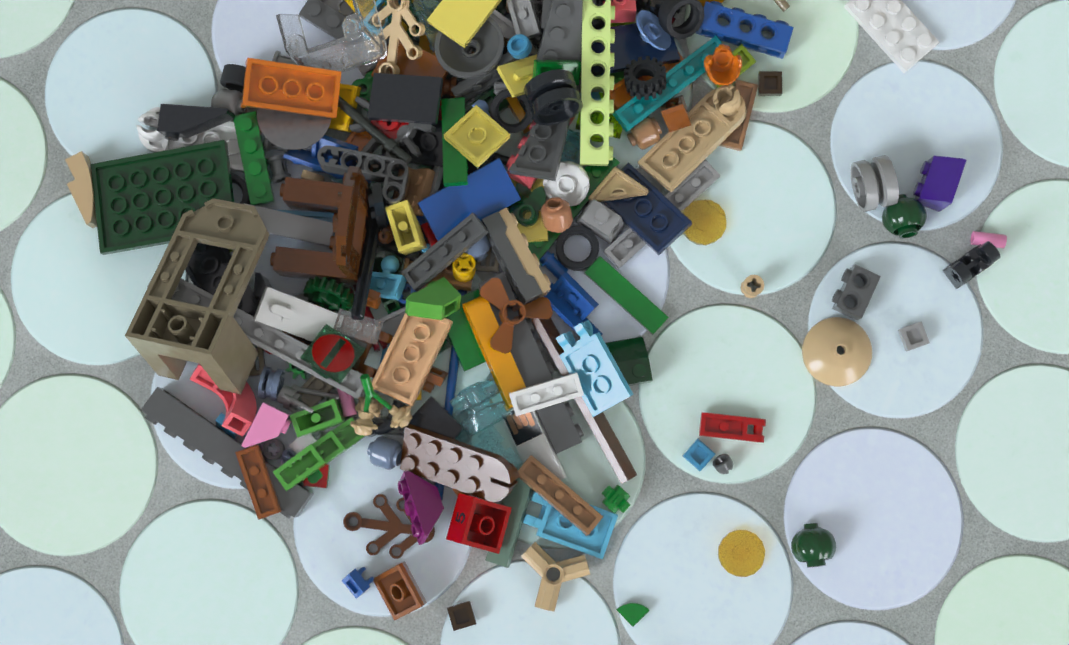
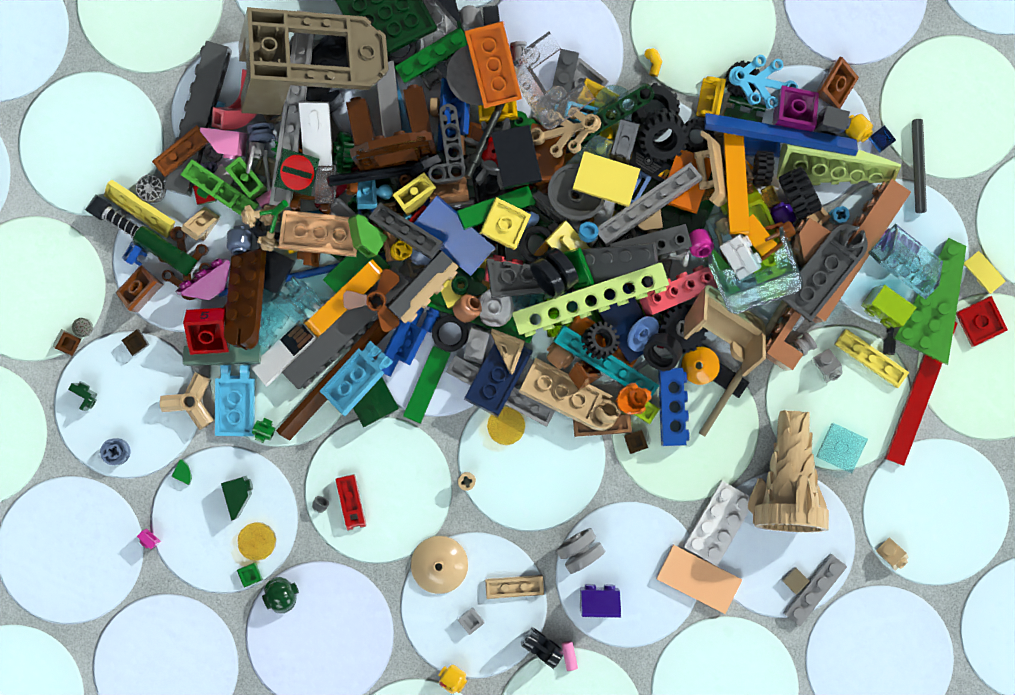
camera: 70 degrees right, 5 degrees up
(288, 535) = (150, 189): none -> light grey wheel
(306, 557) = (139, 208): none -> light yellow plate
(340, 563) = (143, 236): none -> dark green piece
(350, 490) = (200, 224): none -> tan slope
(546, 394) = (323, 348): white plate -> none
(559, 495) = (249, 385): medium nougat plate -> none
(679, 555) = (237, 495): none -> dark green slope
(698, 455) = (321, 483): dark azure tile -> none
(777, 574) = (249, 574): none -> green tile
(860, 295) = (489, 569): dark grey brick -> none
(891, 274) = (514, 586): none -> tan tile
(904, 217) = (563, 584): dark green plant -> none
(947, 67) = (699, 579): none -> light nougat tile
(974, 379) = (452, 679): none -> yellow head

